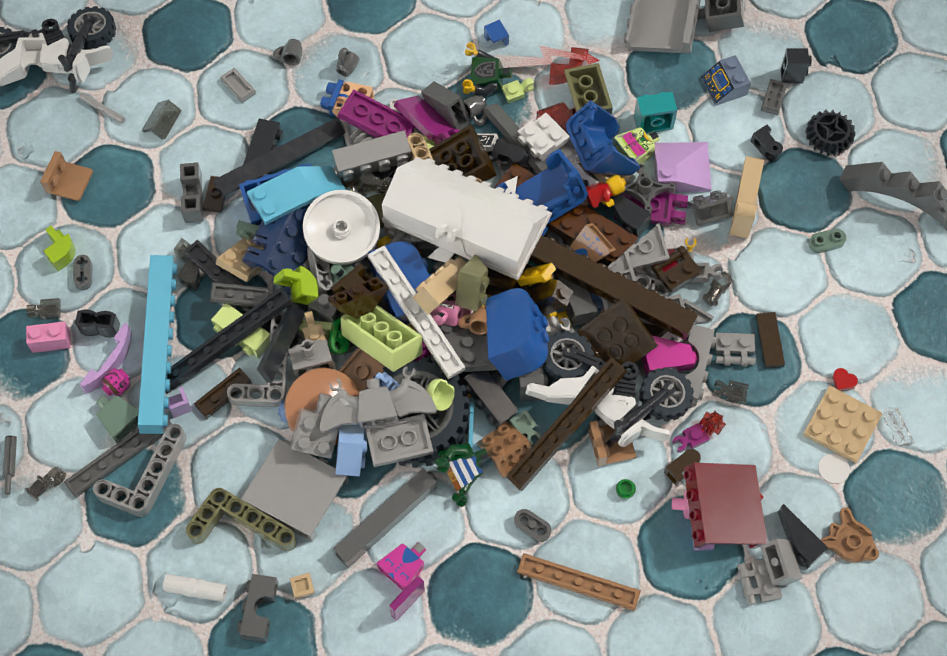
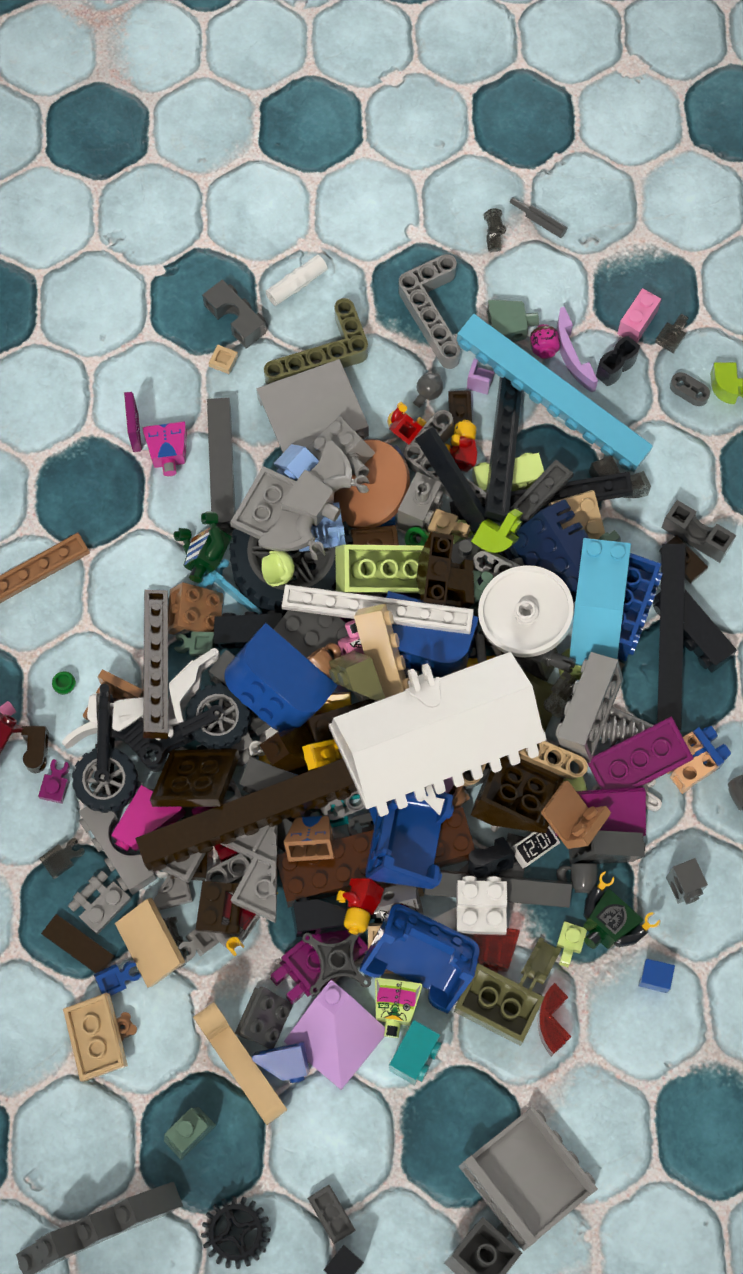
camera: 130 degrees right, 5 degrees up
(110, 461) = (473, 289): dark grey tile -> none
(214, 428) = (429, 387): none -> dark grey piece
(245, 368) = (464, 445): none -> piece
(262, 414) = (403, 425): none -> red piece
(429, 51) = (687, 881): none -> dark grey brick
(448, 116) = (572, 818): none -> medium nougat bracket
(521, 61) = (614, 963): sticker -> none
(533, 525) = (104, 574): dark grey plate -> none
(548, 90) = (539, 963): none -> olive arm
(712, 423) = (54, 809): clear red gear -> none
(723, 176) = (284, 1062): none -> slope
(726, 81) = (394, 1176): slope -> none
(731, 296) = (149, 942): none -> tan tile
(766, 144) = (277, 1146): black leg -> none
(768, 301) = (113, 980): none -> blue plate
(789, 281) = (129, 1029): none -> medium nougat plate
(807, 192) = (188, 1131): none -> sand green torso
(809, 284) = (95, 1037): none -> tan tile
(828, 240) = (126, 1107): sand green plate -> none

